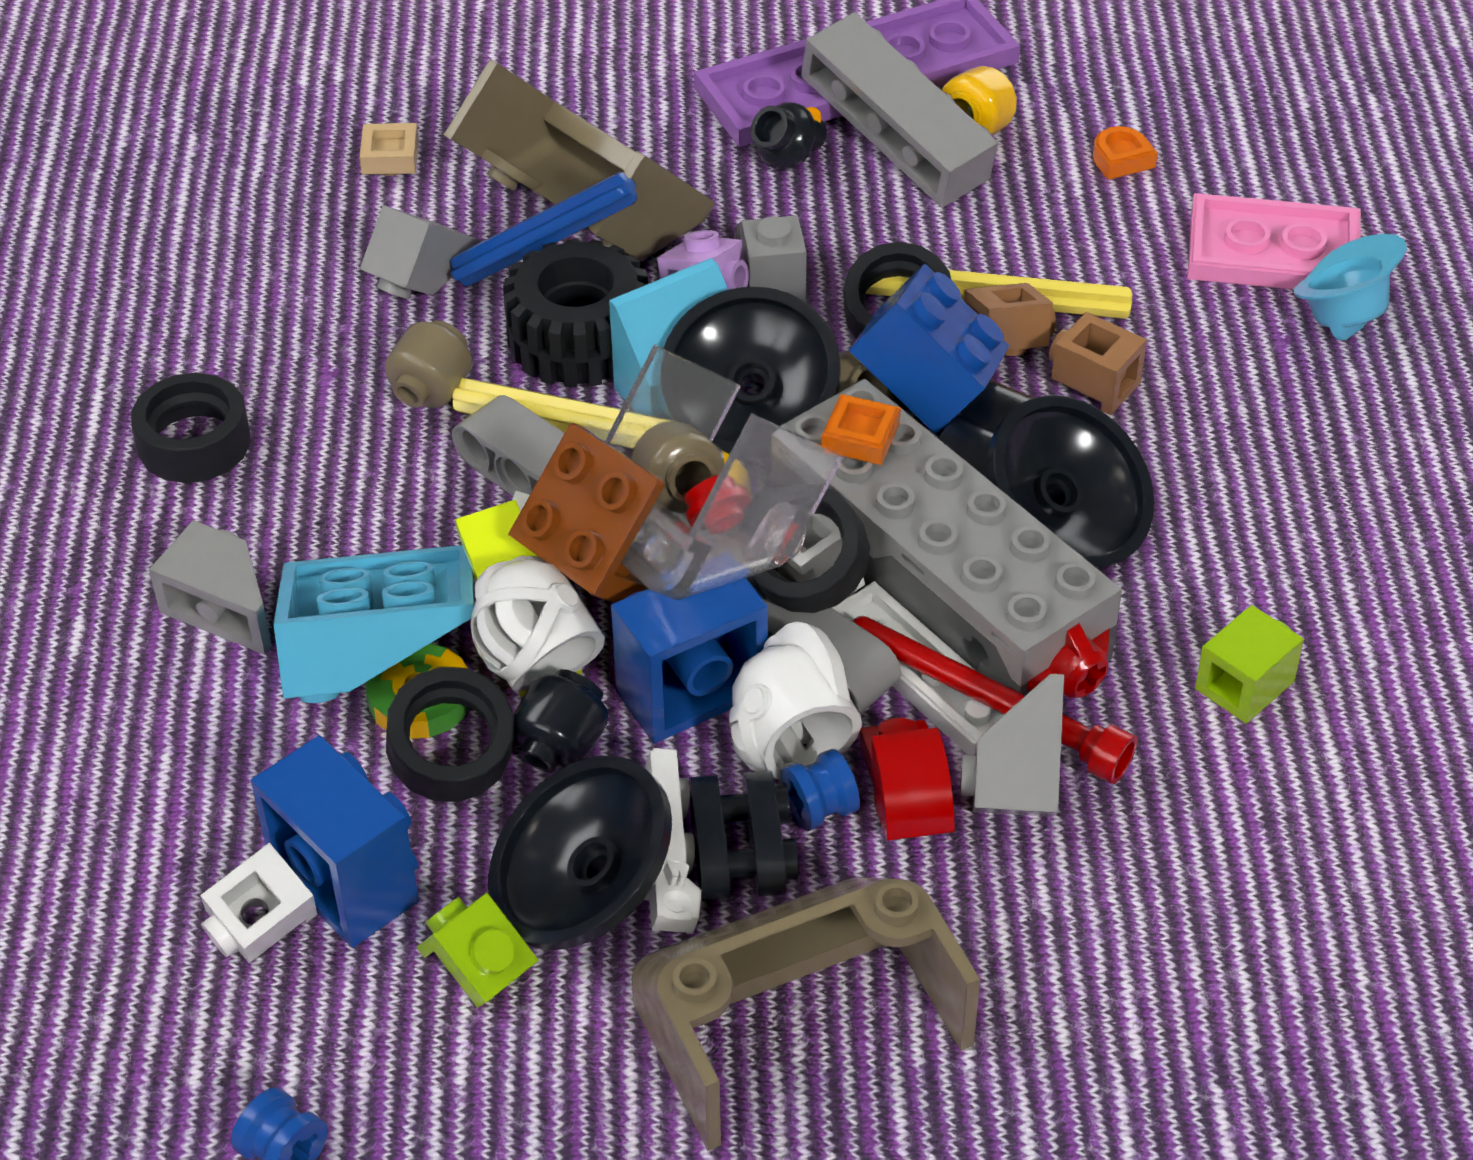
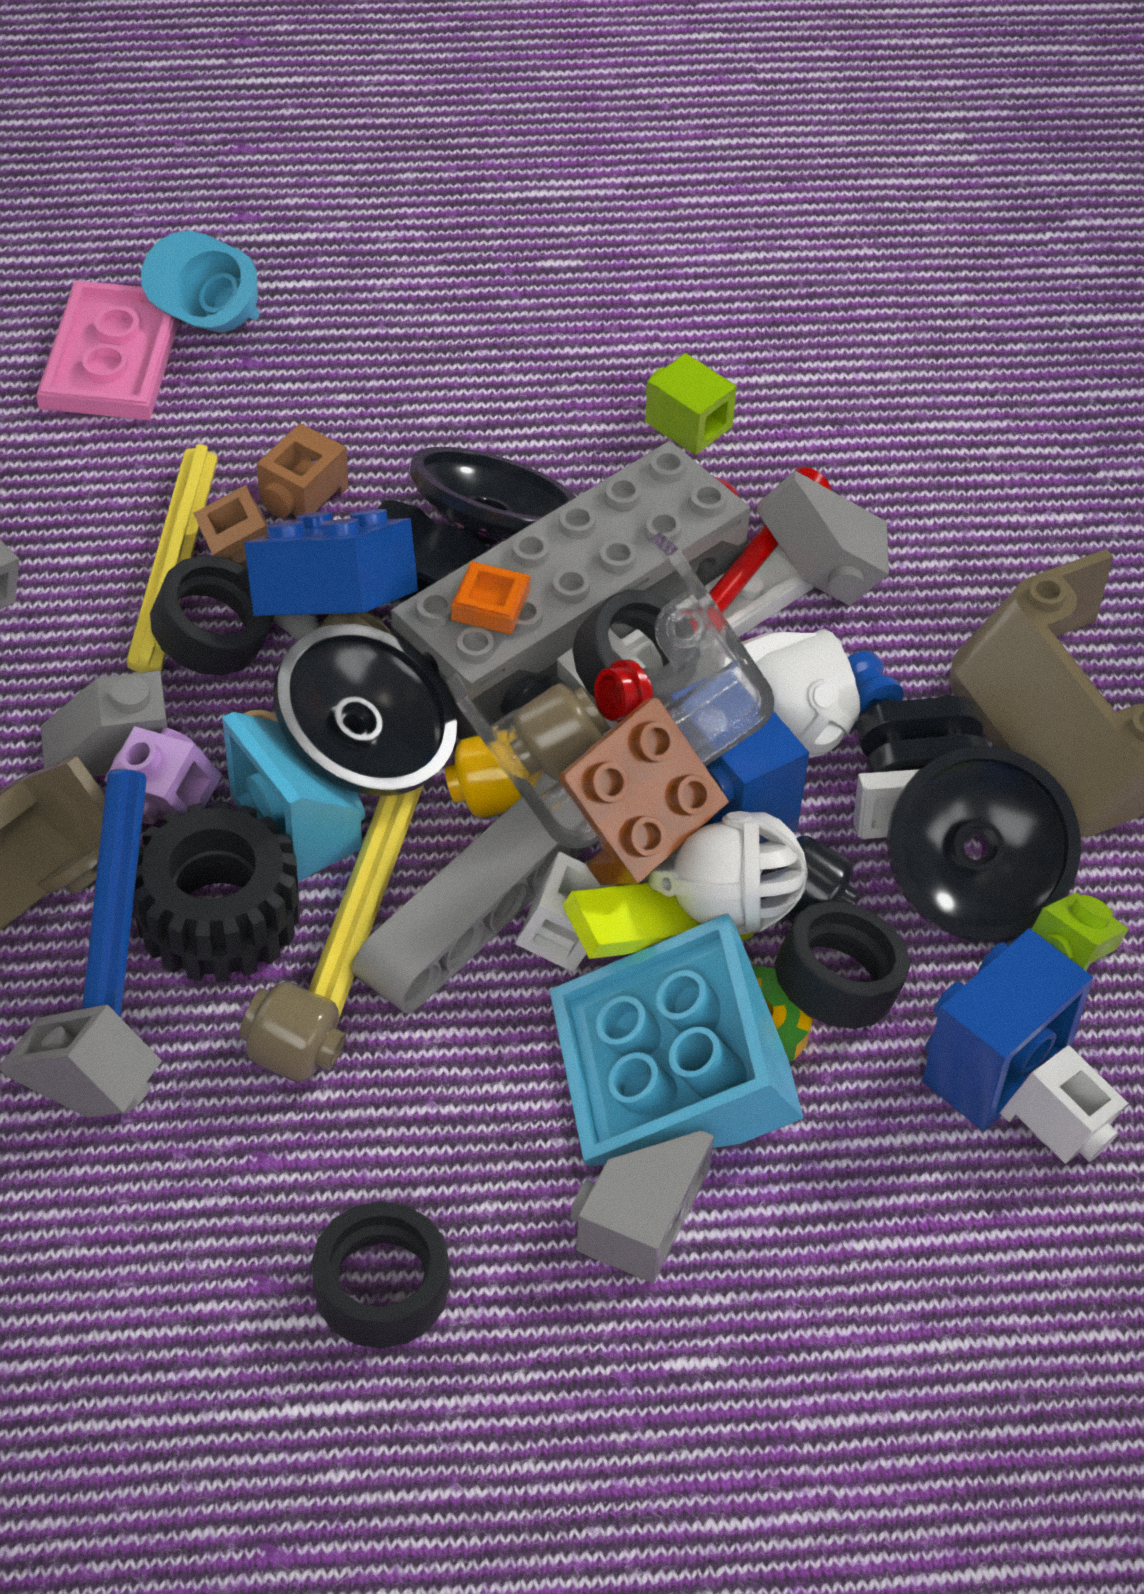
camera: 95 degrees left, 5 degrees up
(909, 778) = (855, 613): red brick -> none

